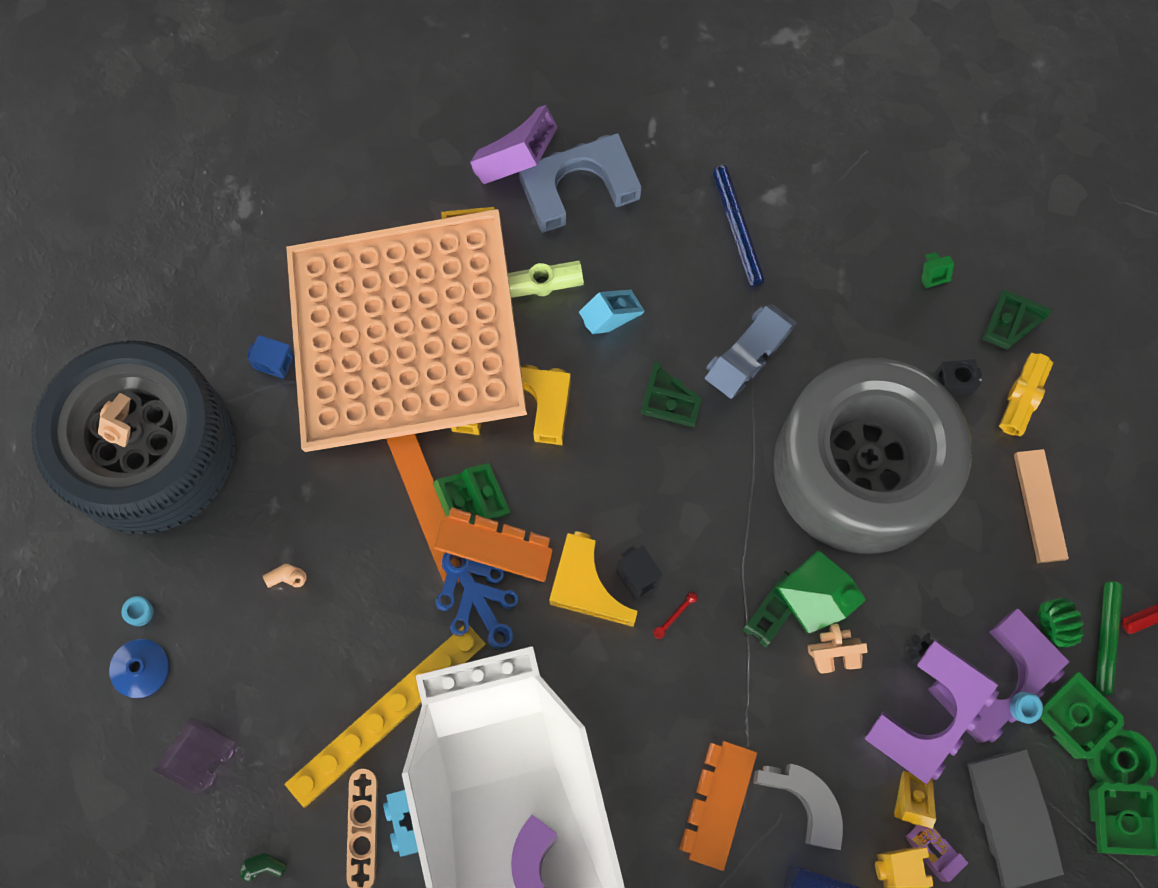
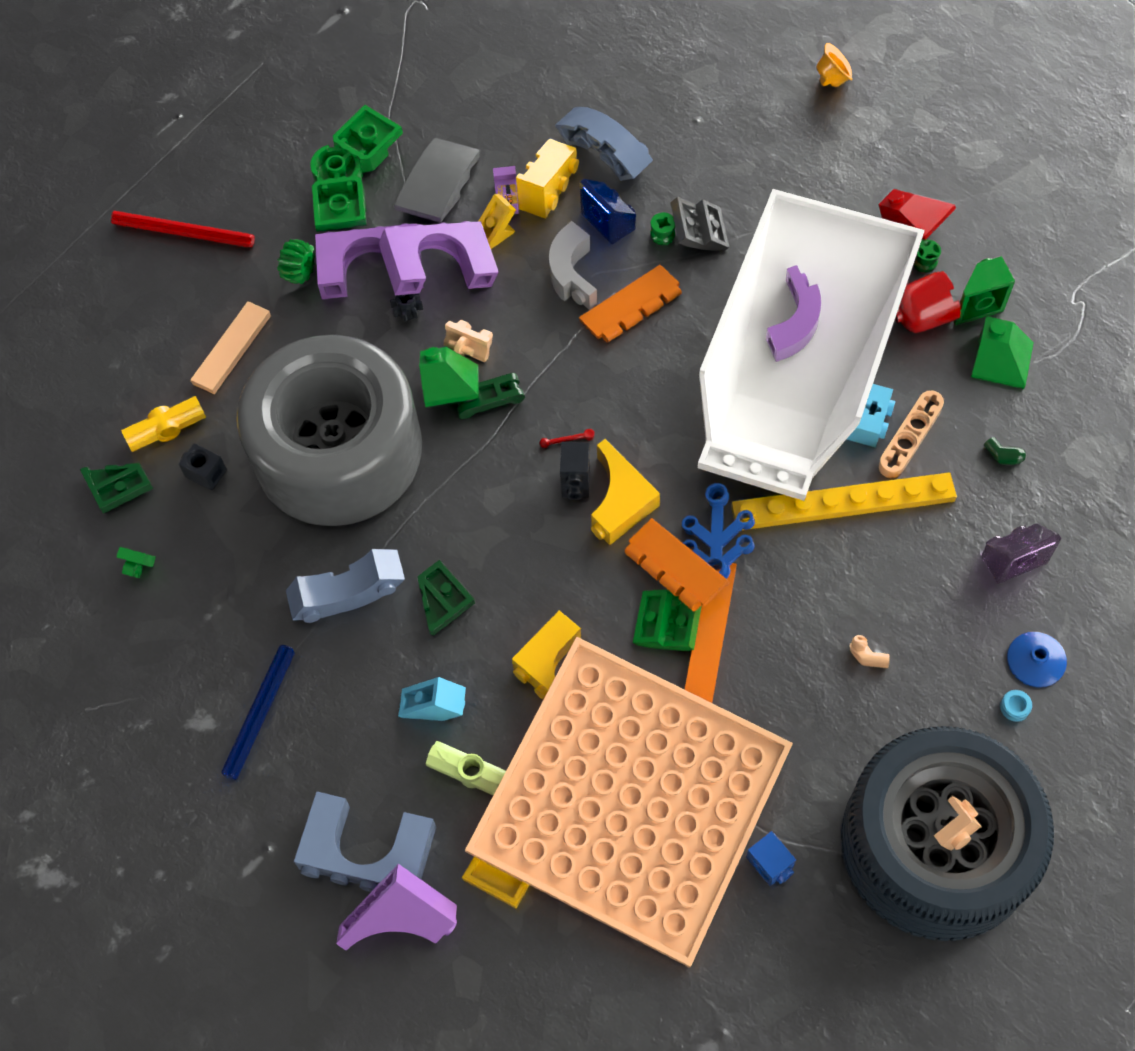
camera: 140 degrees left, 10 degrees down
(1026, 707) = (371, 224): medium azure tile -> none
(1108, 638) = (270, 242): green axle -> none

